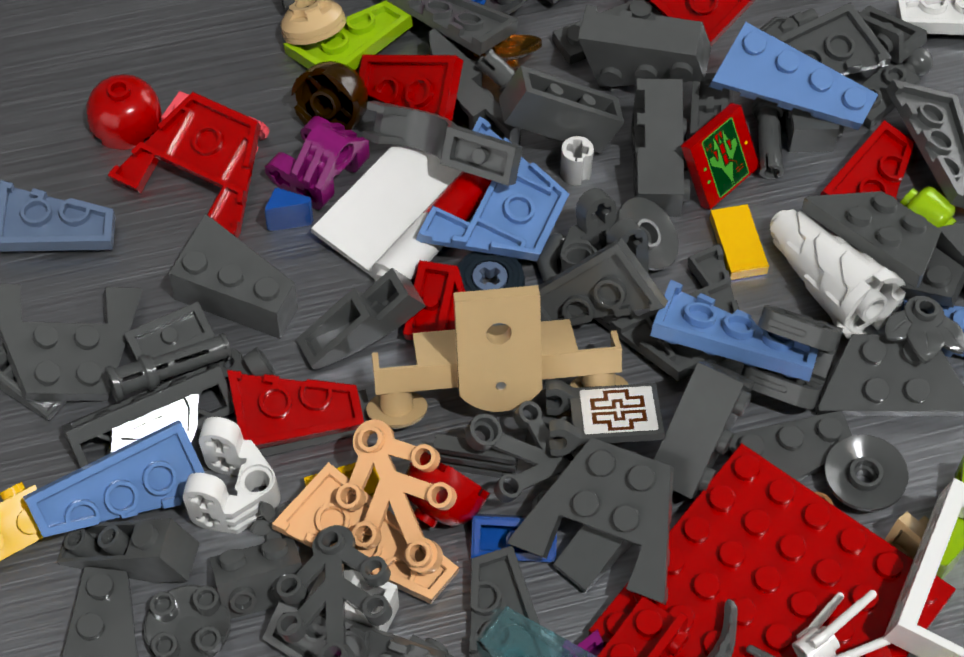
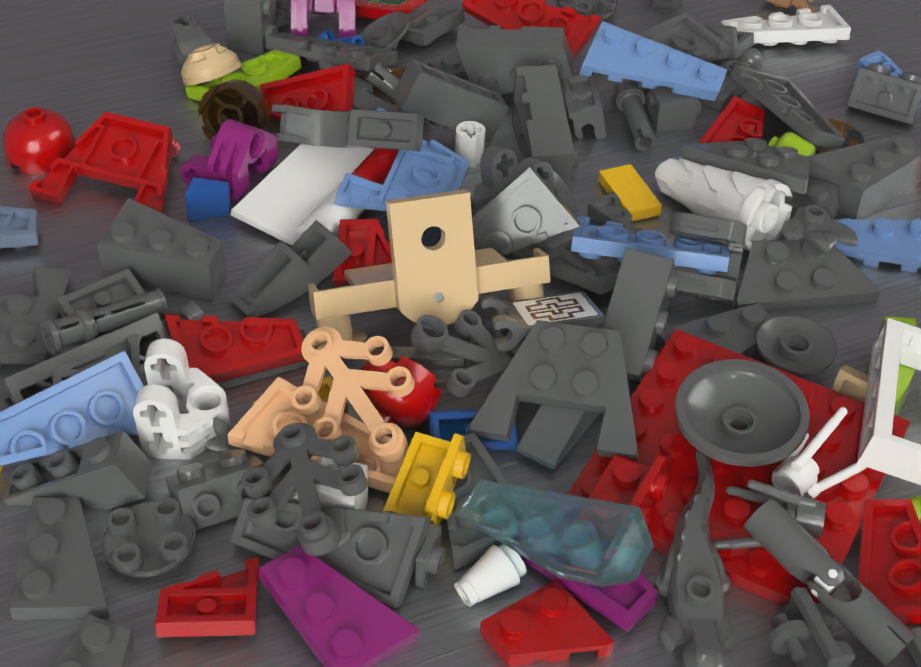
camera: 10 degrees left, 15 degrees down
(455, 602) = (429, 477): none -> yellow bracket
(720, 156) = (599, 126): tile -> none
(781, 548) = (742, 412): none -> dark grey dish

